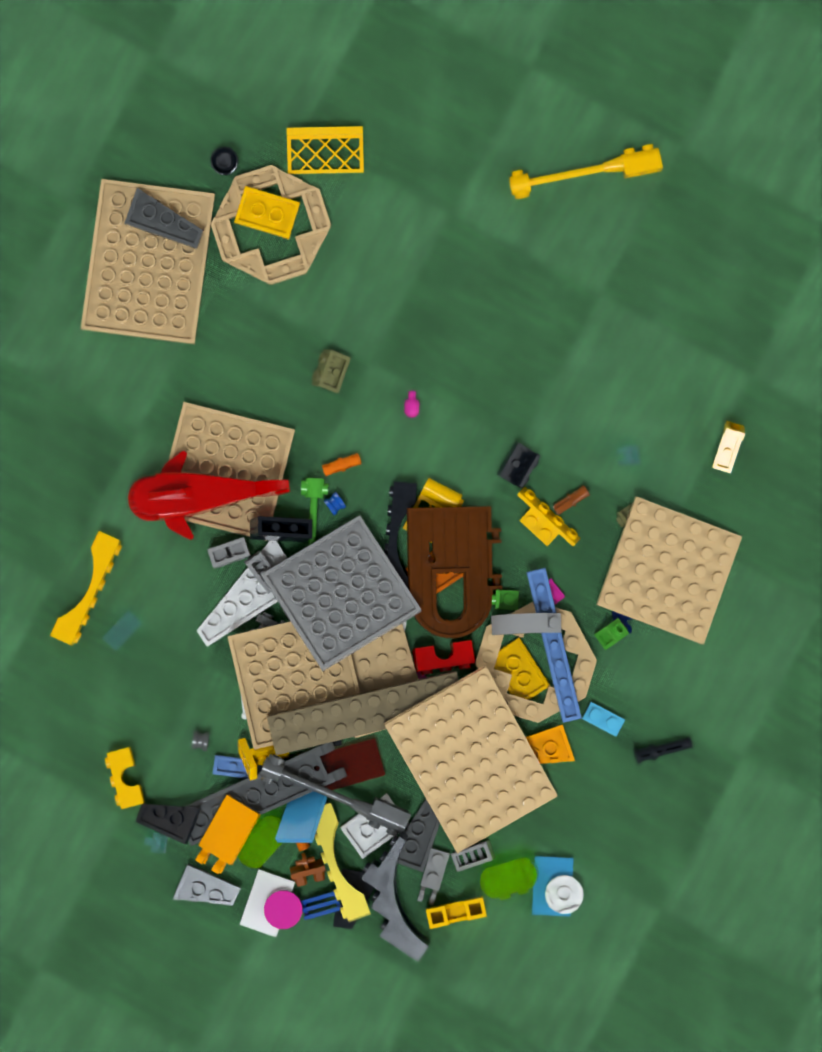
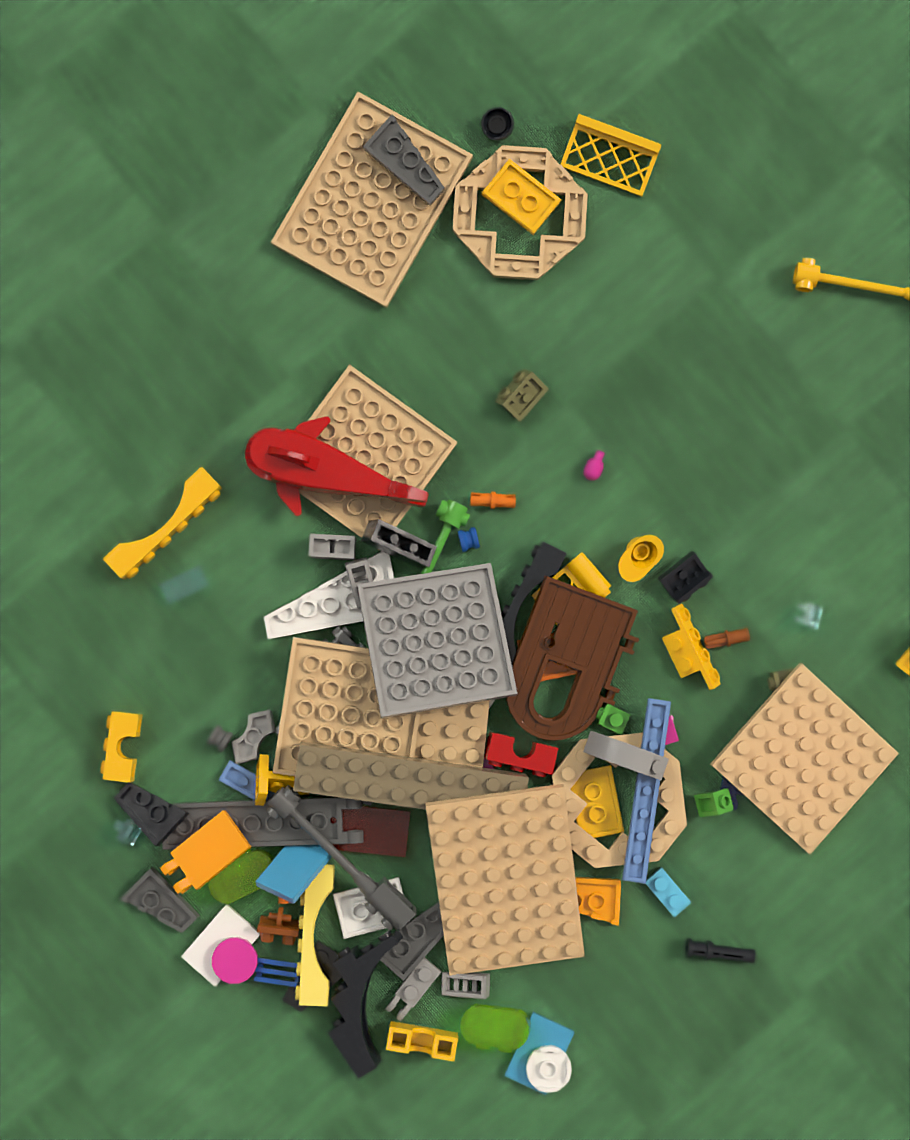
camera: 25 degrees right, 0 degrees up
(227, 721) = (258, 728): none -> light grey tile
(476, 463) = (640, 557): none -> yellow piece

